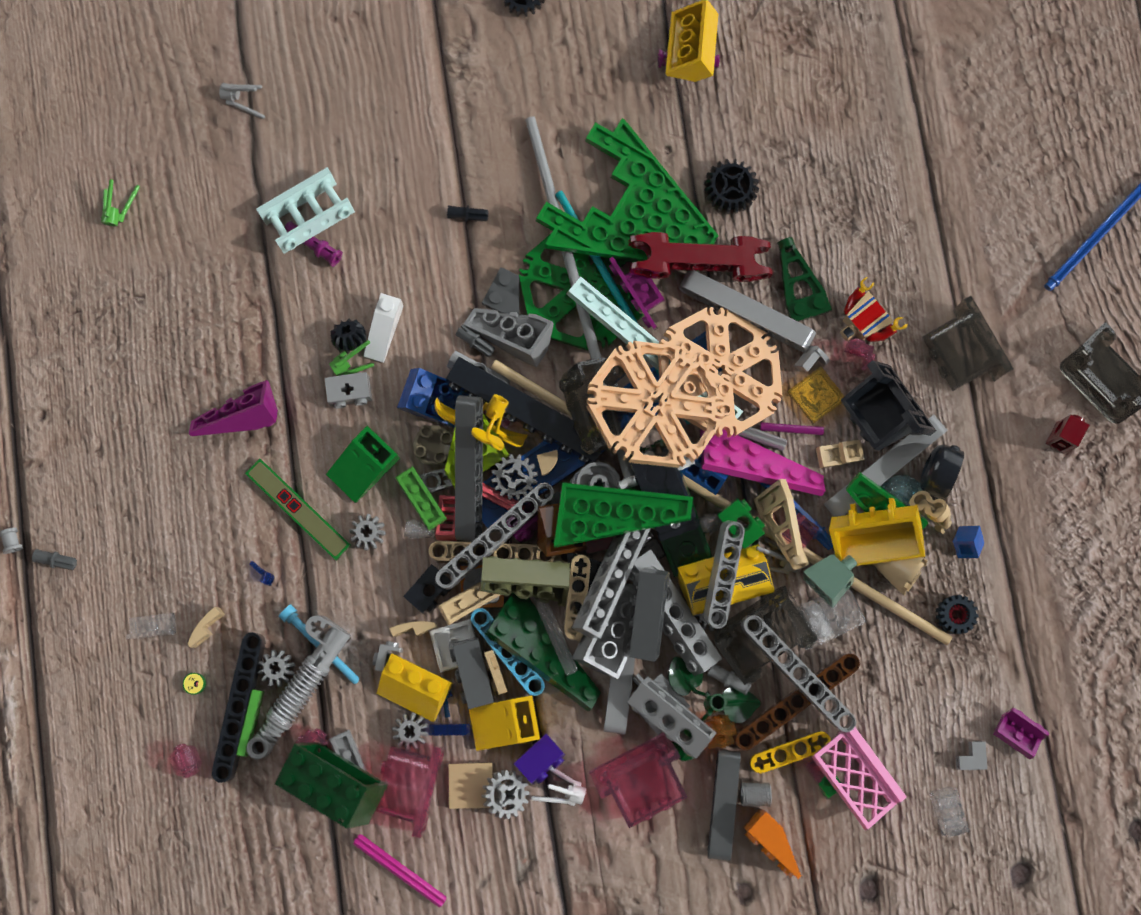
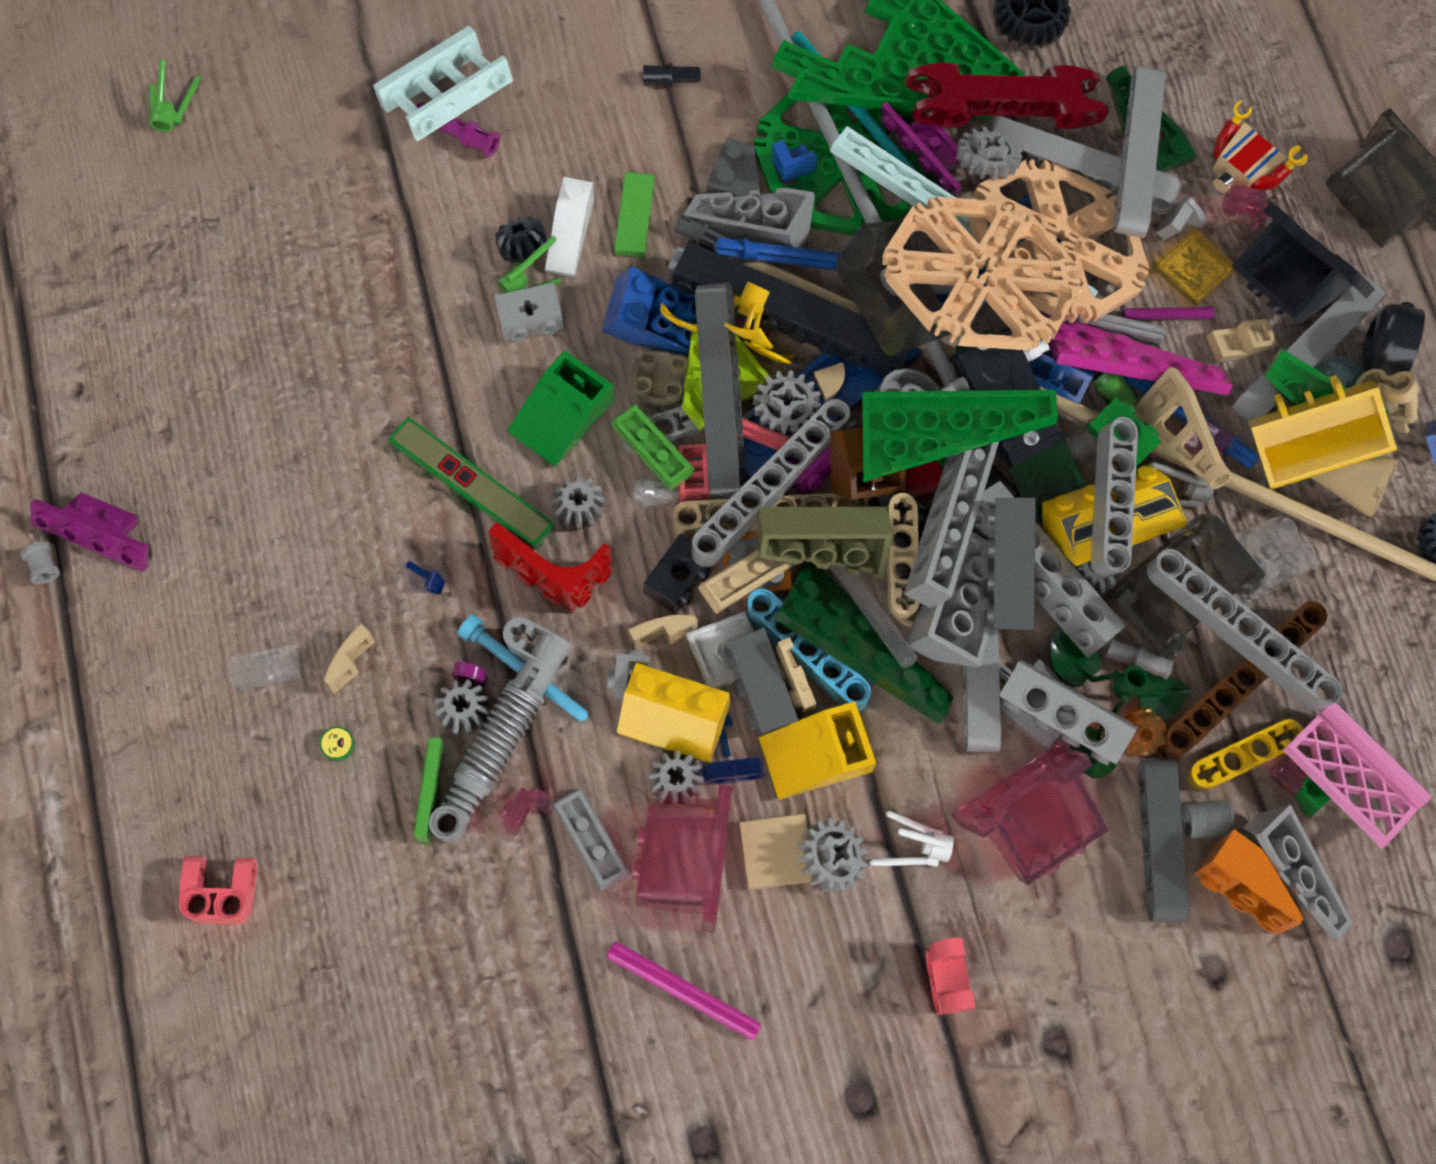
camera: 10 degrees left, 10 degrees down
(47, 517) = (94, 527): none -> magenta bracket
(54, 559) = (109, 585): dark grey axle -> none
(95, 770) = (216, 899): none -> coral piece
(185, 760) = (334, 857): clear pink head -> none
(231, 715) = (407, 753): black beam -> none
(246, 413) = (388, 354): magenta wedge -> none
(284, 646) = (463, 671): none -> magenta tile
(331, 784) = (568, 857): dark green hose -> none
(352, 595) = (560, 585): none -> red bracket
(430, 320) = (634, 214): none -> bright green tile
(523, 366) = (762, 252): none -> blue axle
(540, 760) = (878, 800): dark purple brick -> none
(544, 291) = (793, 162): none -> blue panel
(570, 885) = (949, 977): none -> coral piece
(680, 303) = (989, 153): none -> light grey gear
(746, 486) = (1115, 386): none -> bright green cone
(788, 309) = (1139, 152): none -> light grey beam
(808, 835) = (1299, 867): none -> light grey wedge
(831, 578) = (1264, 496): sand green torso -> none

